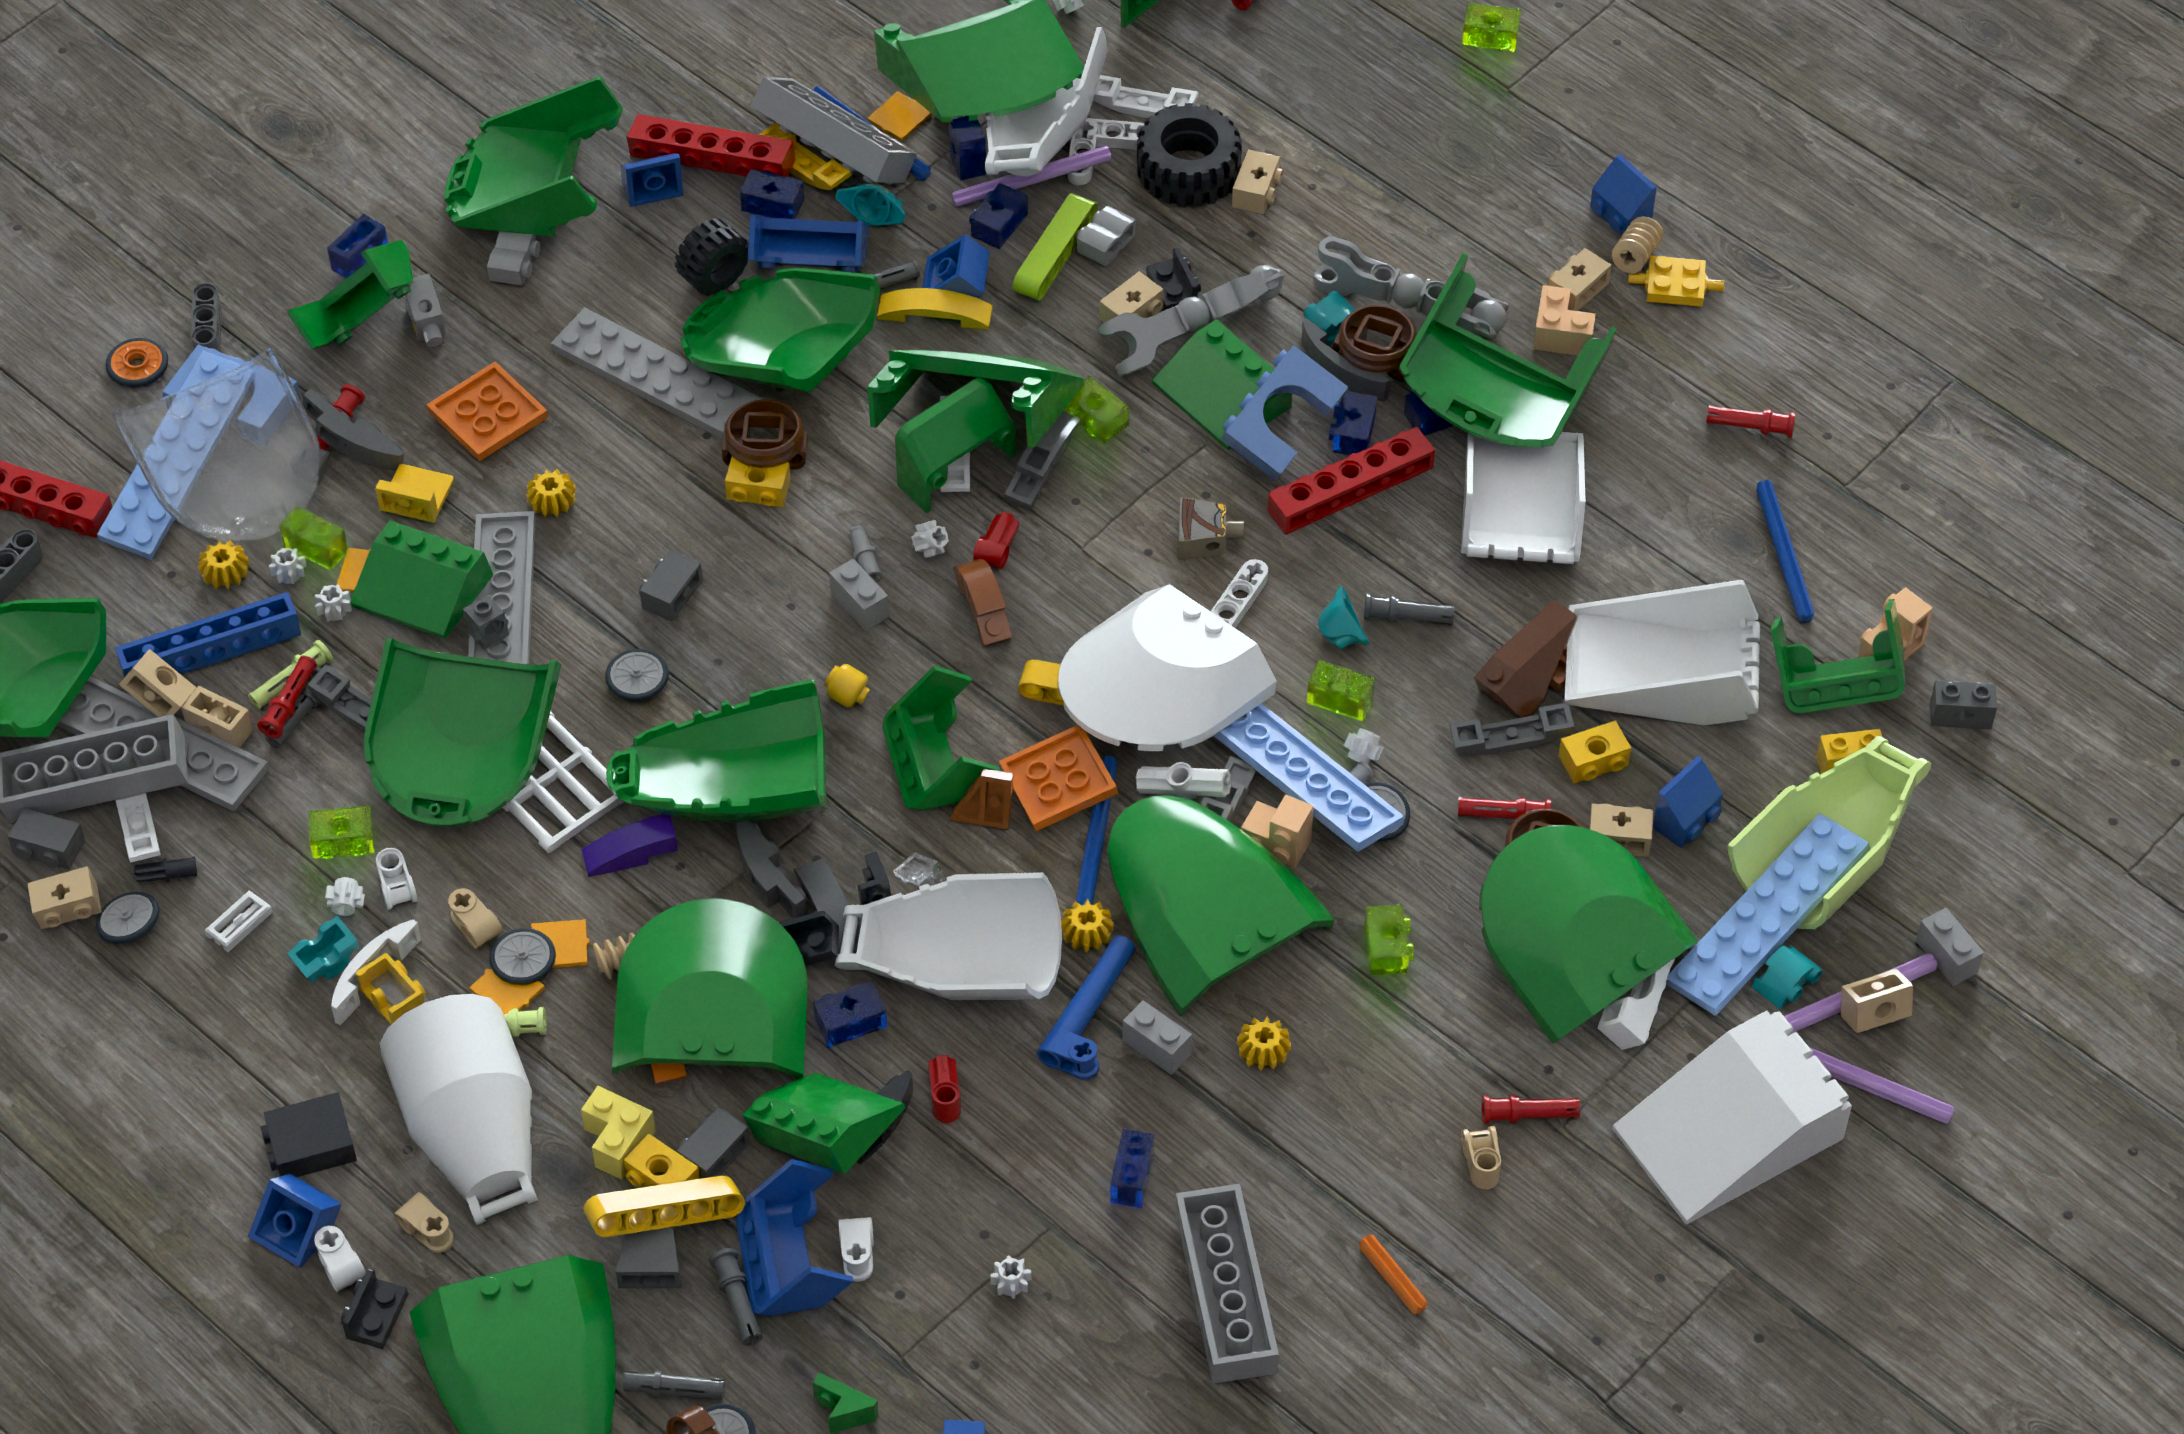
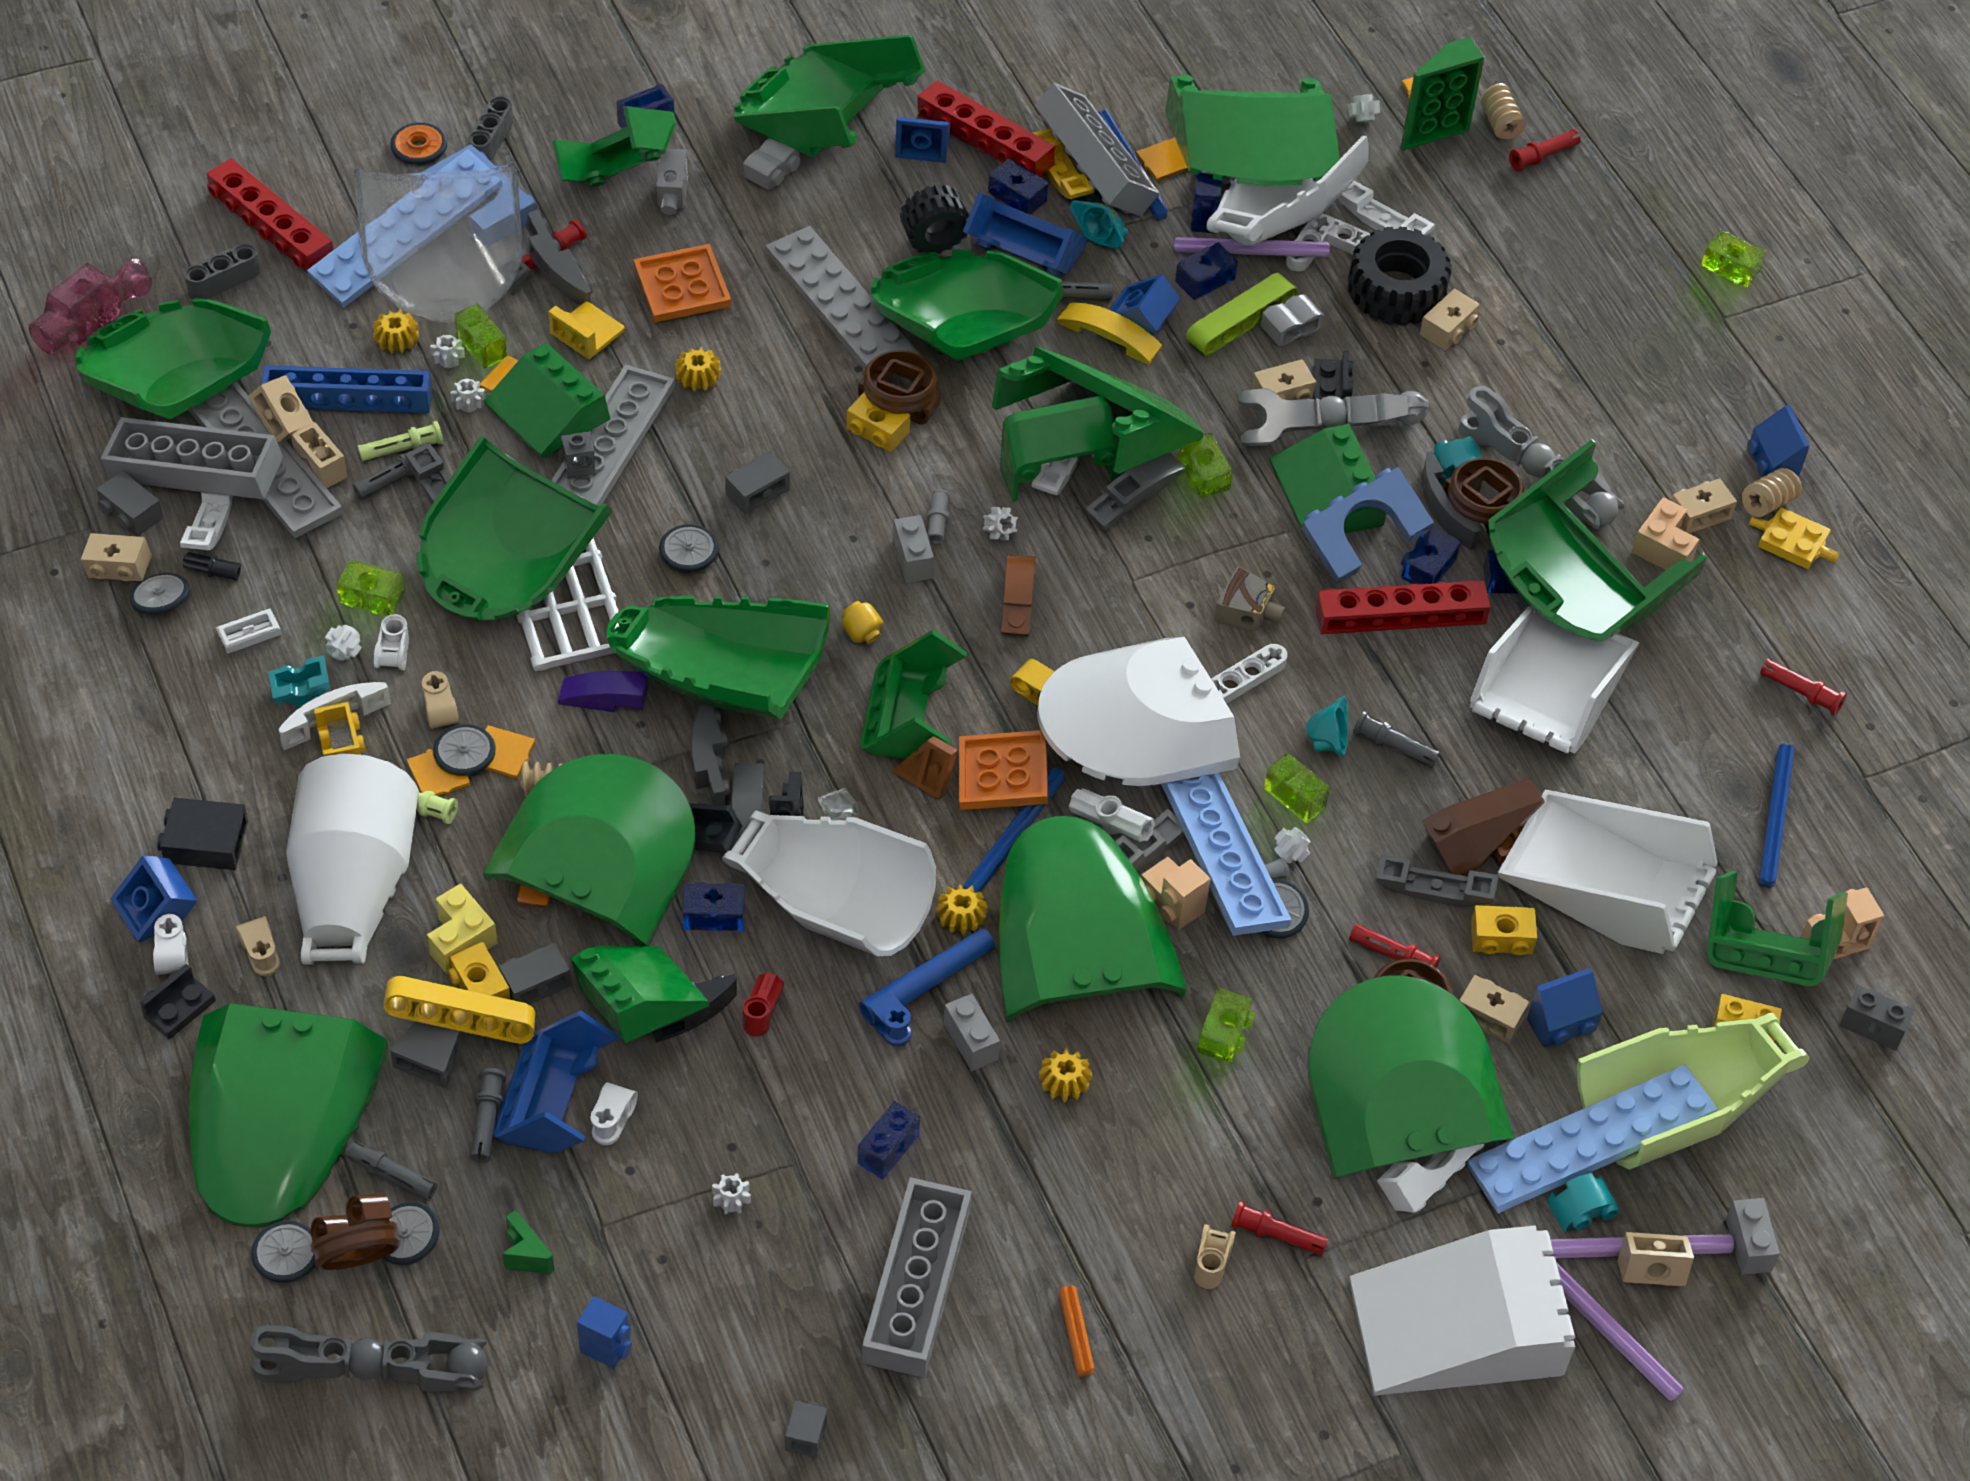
camera: 20 degrees right, 0 degrees up
(283, 706) = (375, 465): red pin -> none
(996, 544) = (1054, 551): red piece -> none

